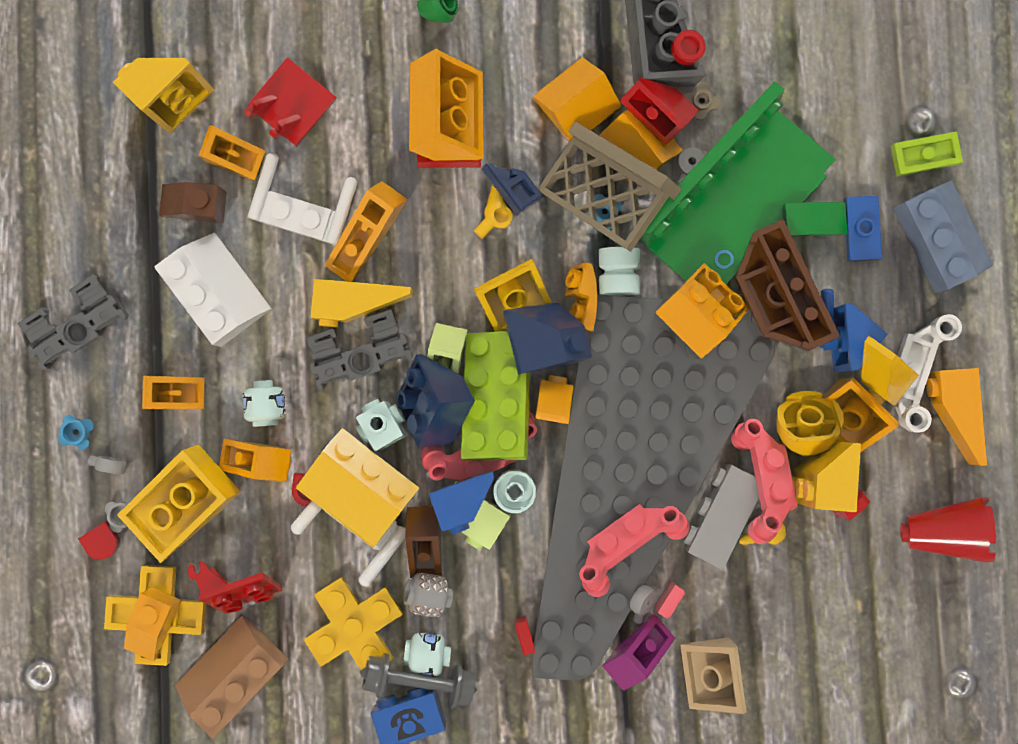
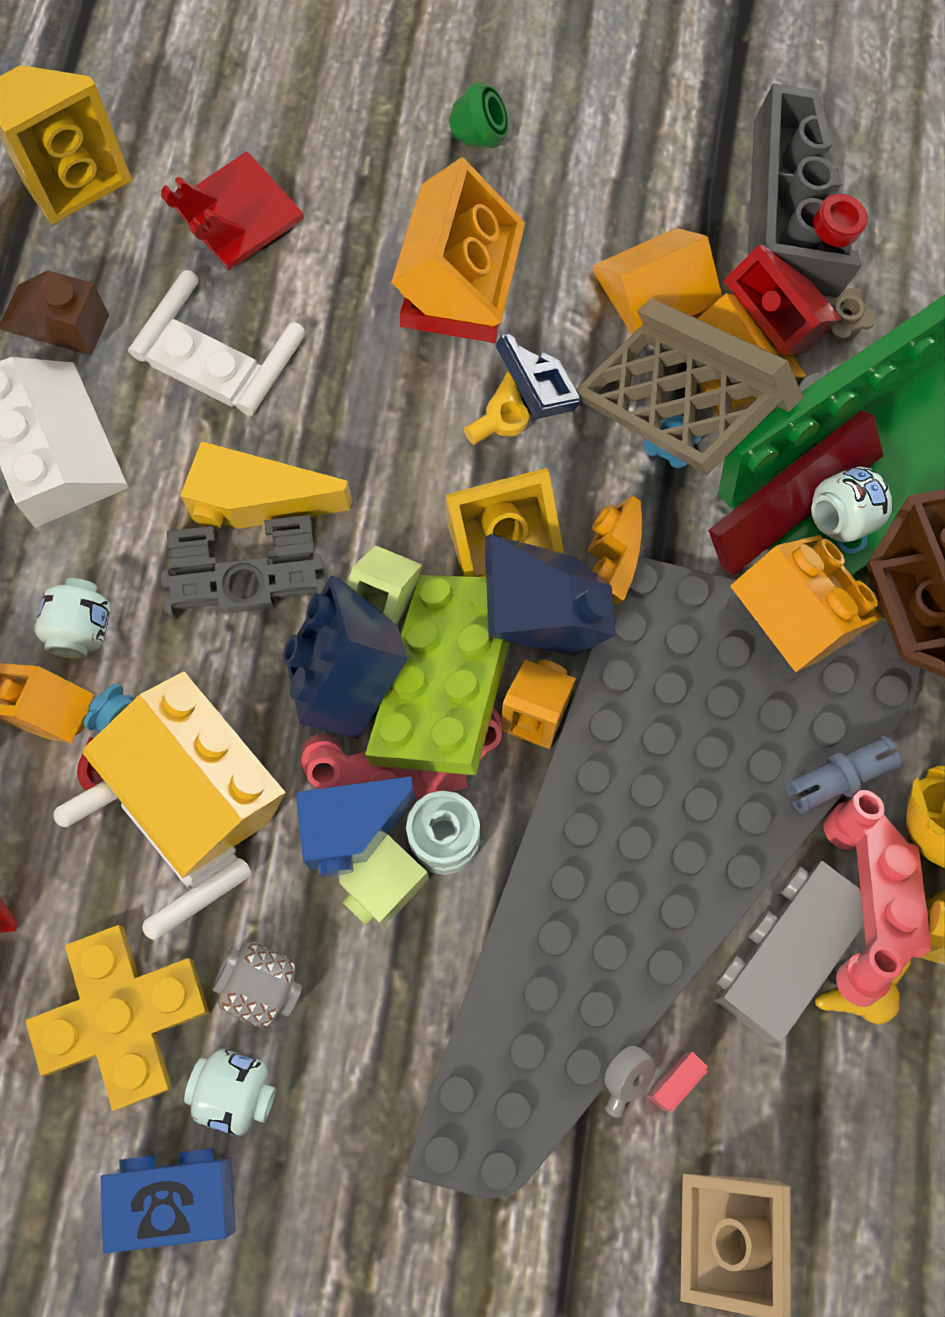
camera: 15 degrees right, 15 degrees down
(231, 153) = (126, 254): light orange slope -> none
(303, 457) = (106, 707): none -> dark azure plate
(365, 230) = (300, 393): light orange slope -> none
(392, 424) = (249, 684): light aqua brick -> none
(423, 541) = (271, 889): reddish brown slope -> none
(459, 688) = (273, 1165): dark grey piece -> none
(524, 635) = (408, 1093): red tile -> none
(619, 271) = (681, 520): light aqua wheel -> none
(624, 538) = (617, 949): coral plate -> none
(639, 653) = (606, 1171): magenta slope -> none
(687, 237) = (789, 495): none -> dark red tile
(720, 241) = (851, 504): none -> light aqua head
(737, 411) = (843, 774): none -> sand blue pin

